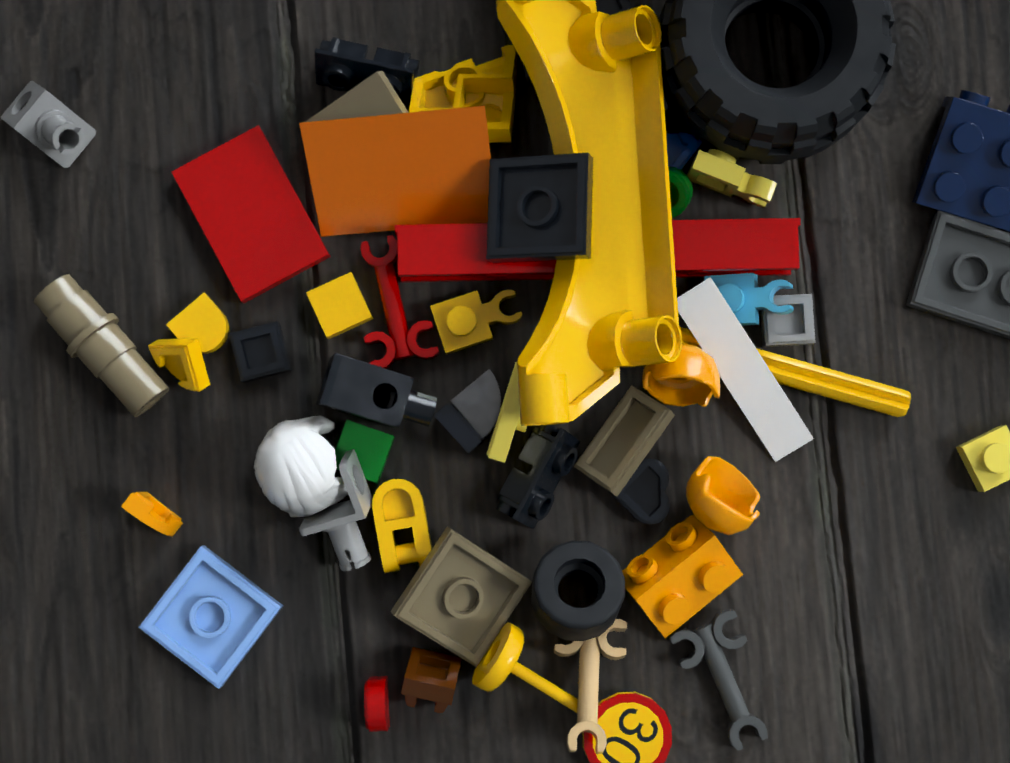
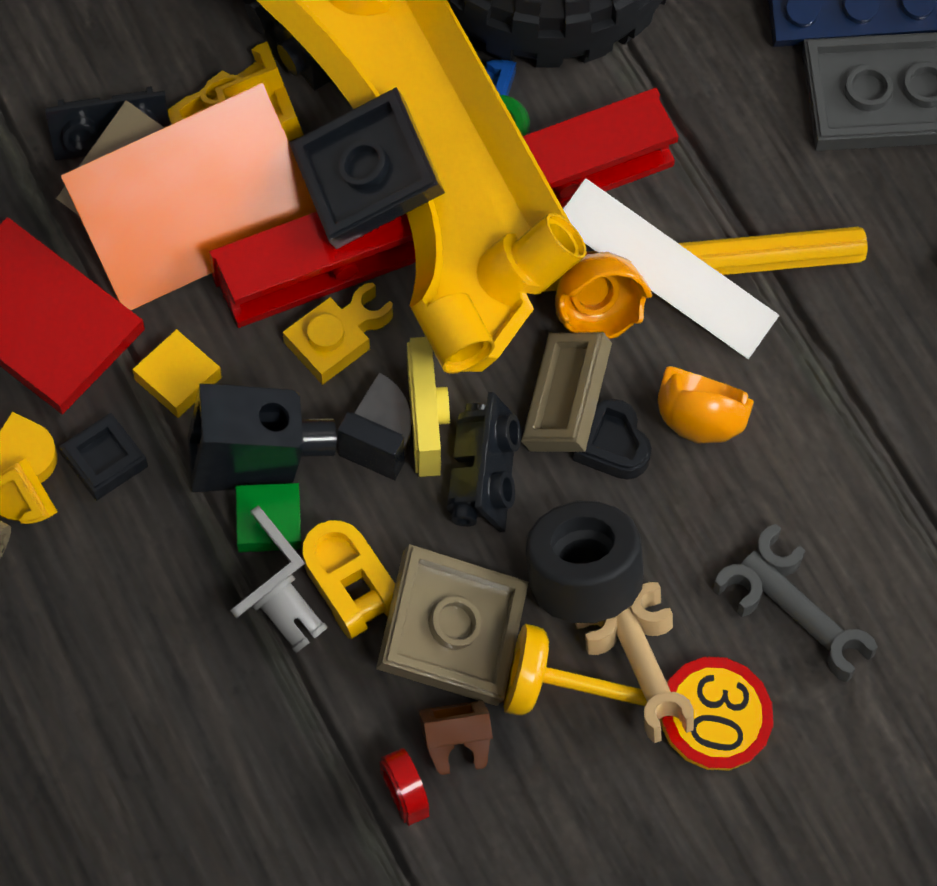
camera: 20 degrees left, 20 degrees down
(152, 513) = (31, 672): light orange tile -> none
(210, 616) = (160, 769): light blue tile -> none
(299, 467) = (205, 547): white hair -> none
(401, 341) = (237, 348): red bar -> none
(680, 575) = (698, 509): light orange bracket -> none
(720, 173) = (555, 84): light yellow plate -> none
(747, 298) = (645, 192): medium azure plate -> none
(792, 328) = (692, 207): light grey tile -> none

